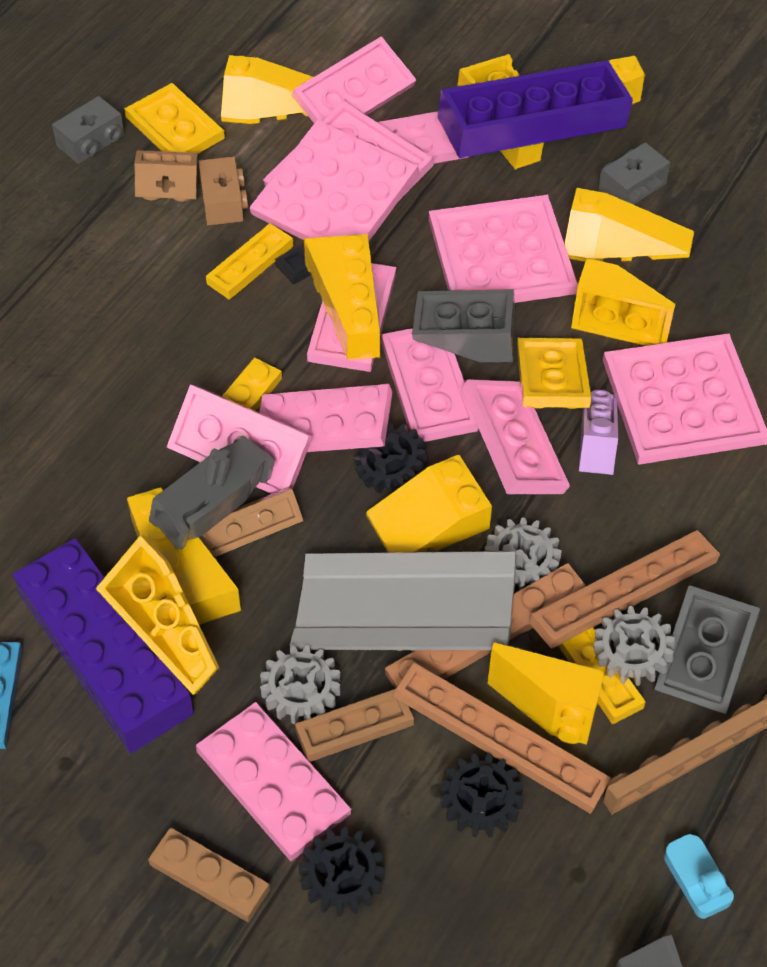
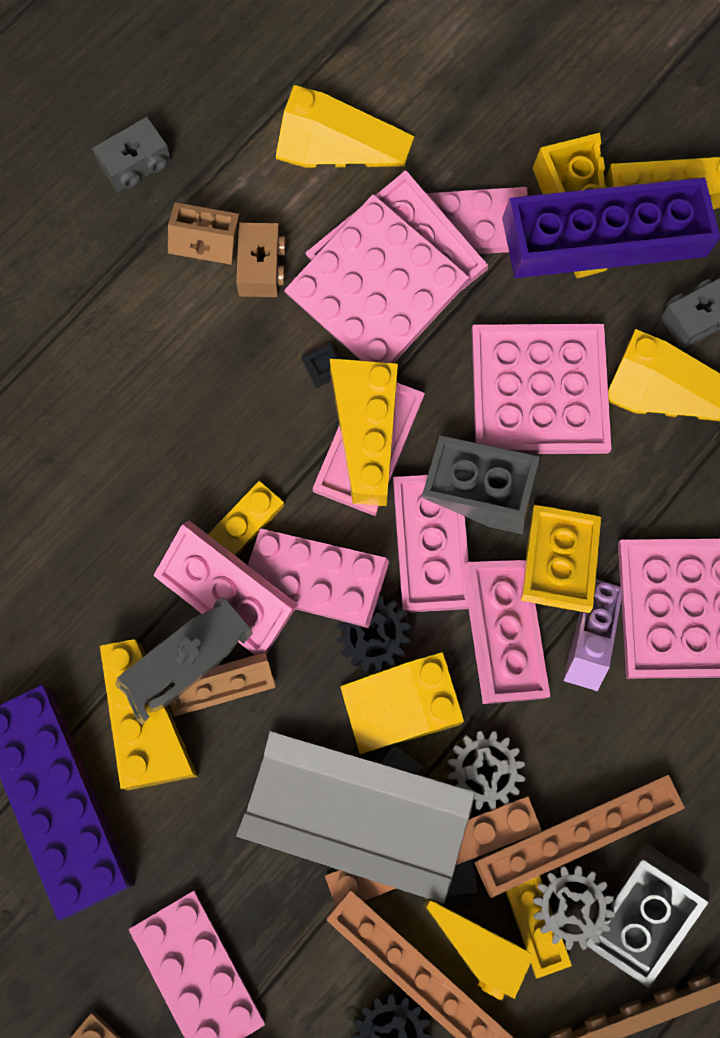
camera: 10 degrees right, 20 degrees up
(155, 607) = (102, 793): yellow wedge -> none
(174, 122) = (224, 159): yellow plate -> none
(249, 261) = (274, 356): yellow plate -> none
(298, 689) = (246, 897): light grey gear -> none
(353, 725) = (281, 934): medium nougat plate -> none
(362, 80) = (425, 141): bright pink plate -> none
(620, 306) = (648, 488): yellow slope -> none

